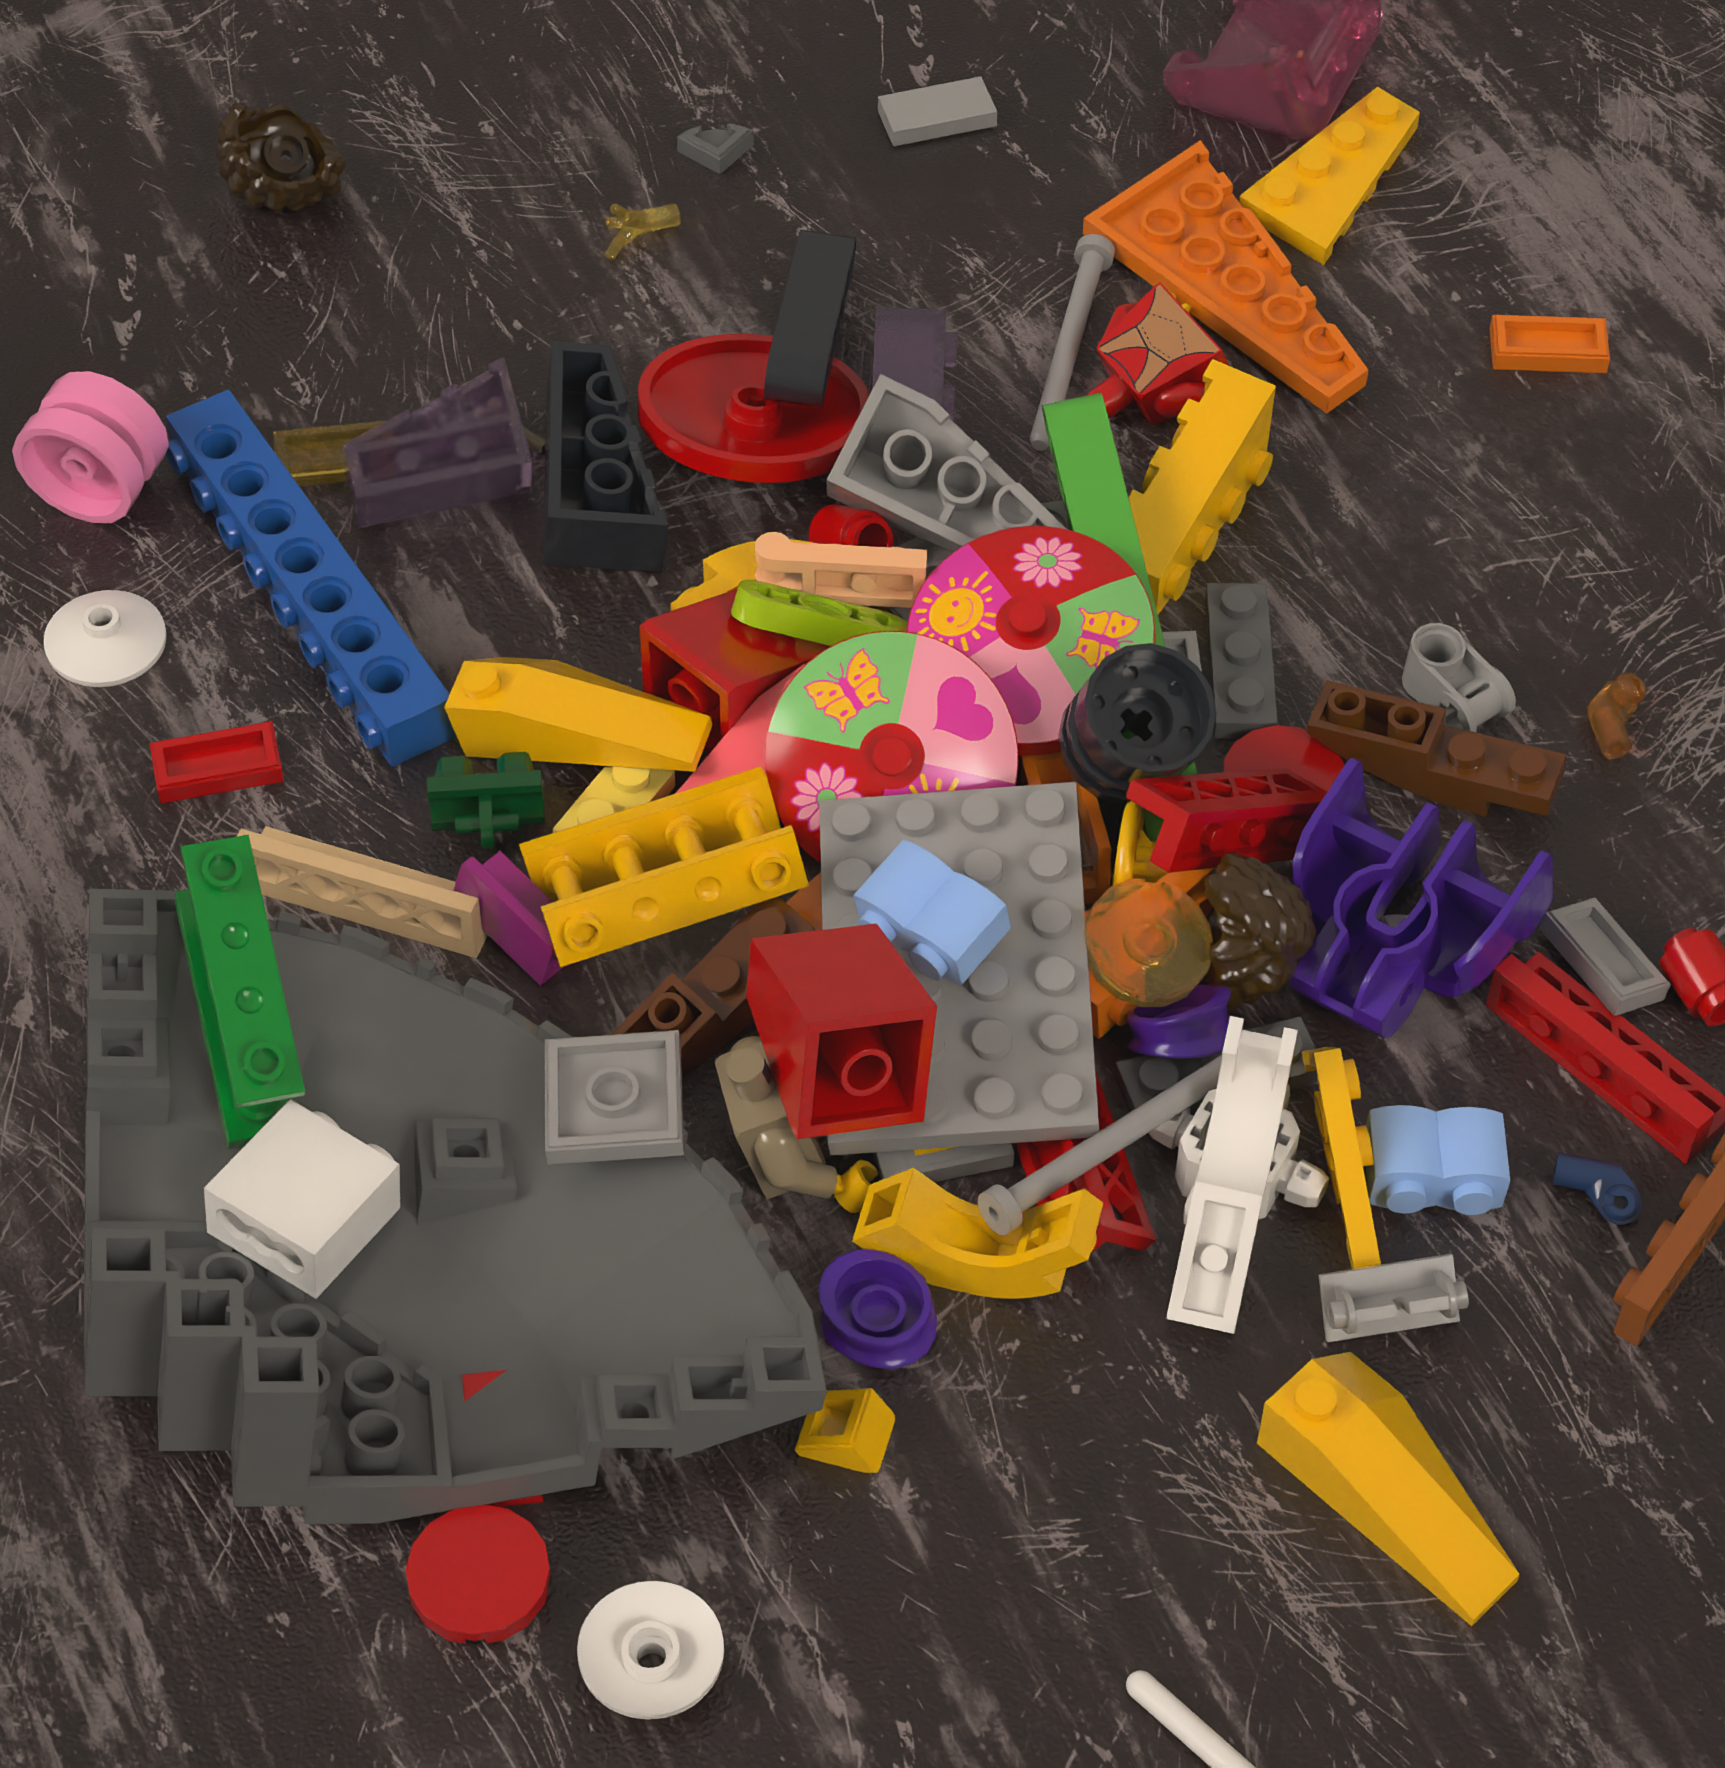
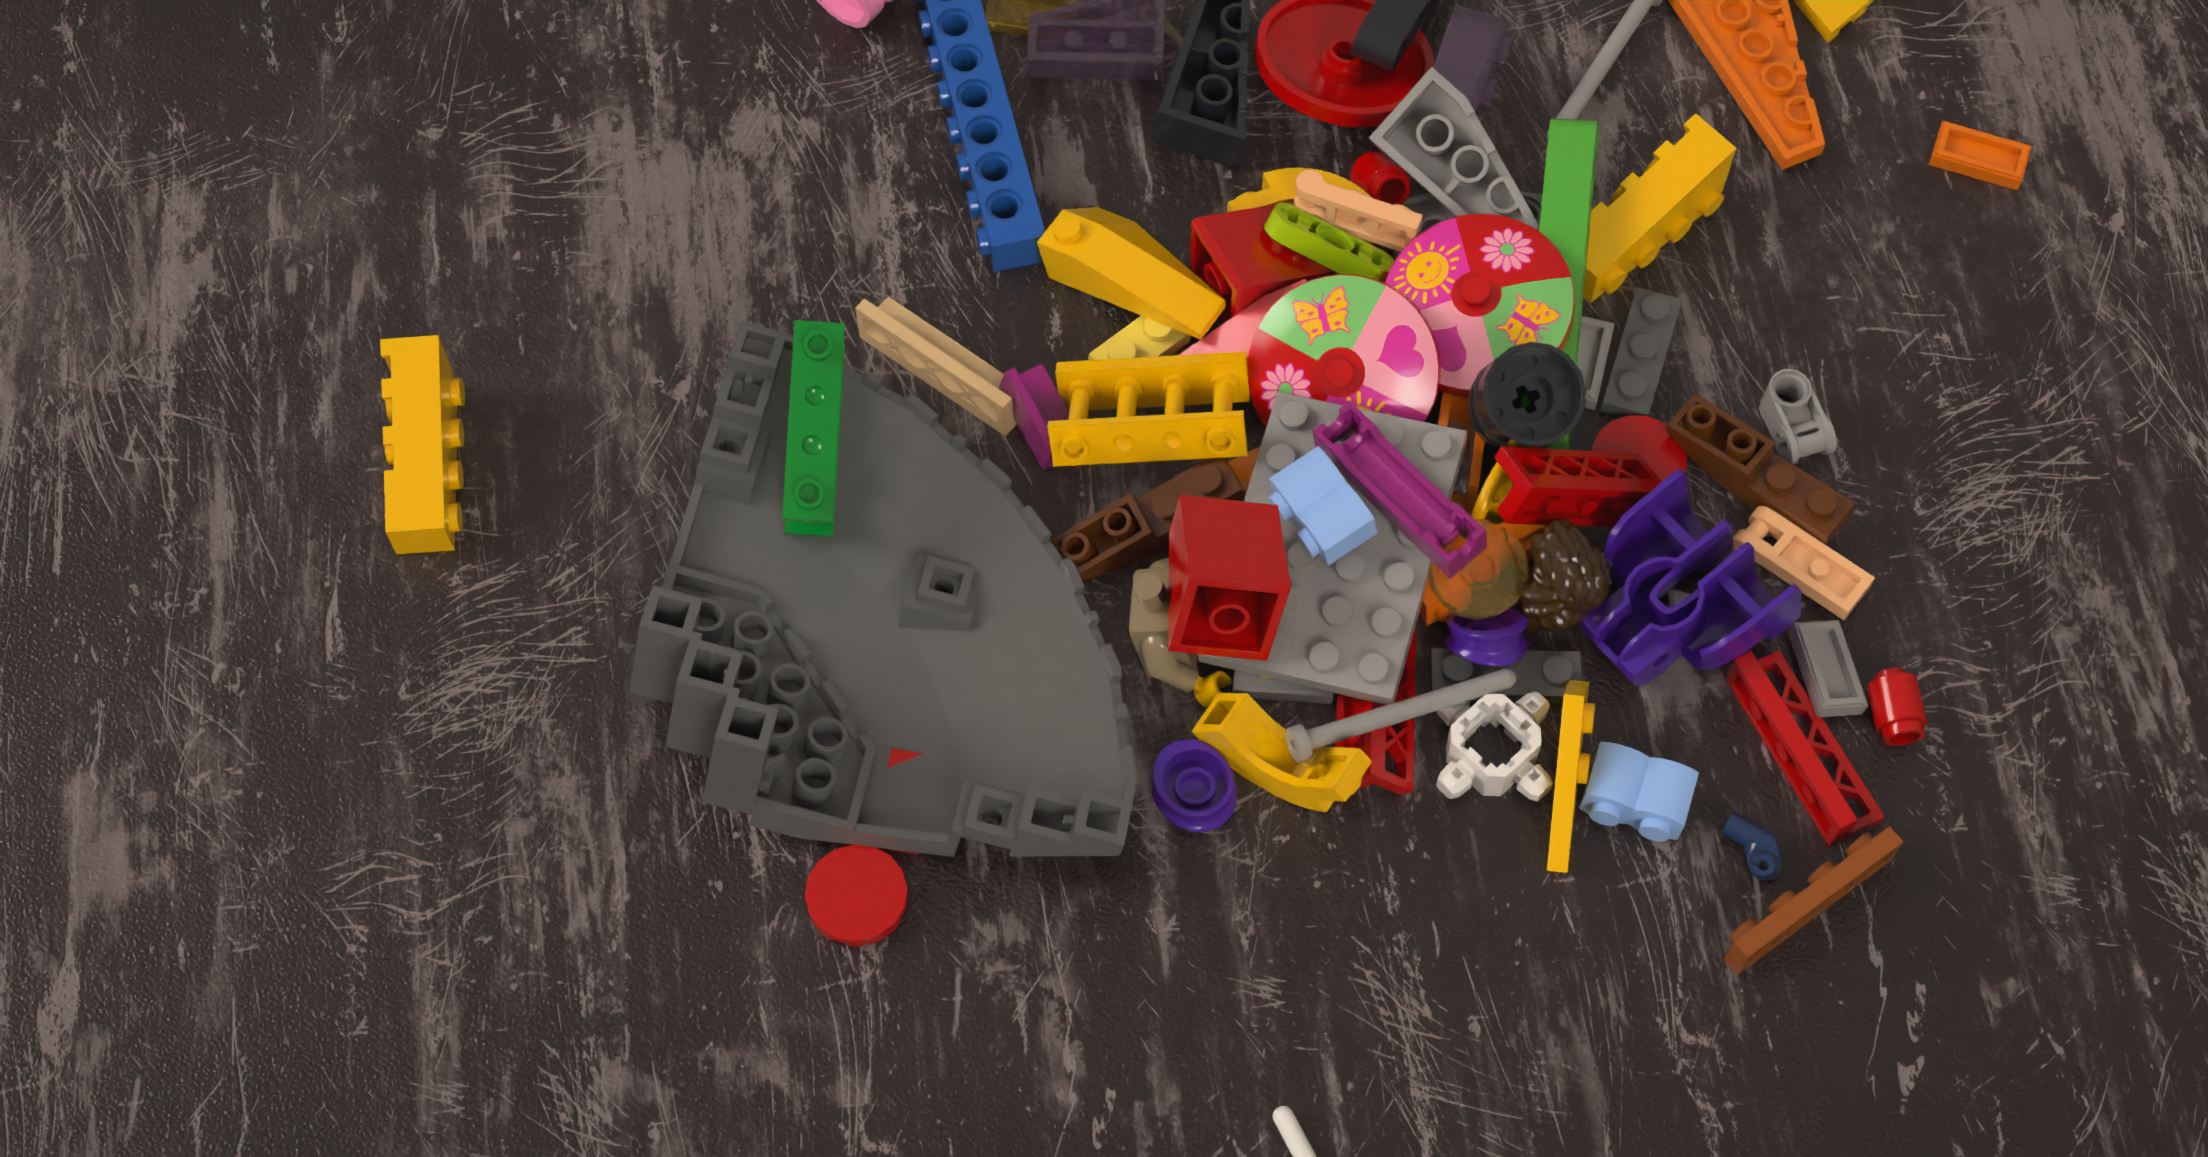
camera: 20 degrees right, 10 degrees up
(105, 638) = (828, 130): white dish -> none
(216, 762) = (871, 236): red tile -> none
(303, 1197) = (820, 589): white piece -> none
(487, 800) = (1048, 321): dark green hips -> none
(613, 1097) = (1054, 579): light grey tile -> none
(645, 1621) = (949, 964): white dish -> none
(848, 1430) = (1144, 867): yellow slope -> none
(1027, 869) = (1400, 490): none -> magenta piece
(1154, 357) = (1664, 93): torso -> none
(1231, 1178) = (1476, 767): white piece -> none
(1382, 1472) = (1514, 1014): yellow wedge -> none
(1391, 1297) = (1566, 886): light grey hinge -> none
(1518, 834) = (1805, 562): none -> light nougat plate
(1610, 711) = (1910, 472): clear orange arm -> none

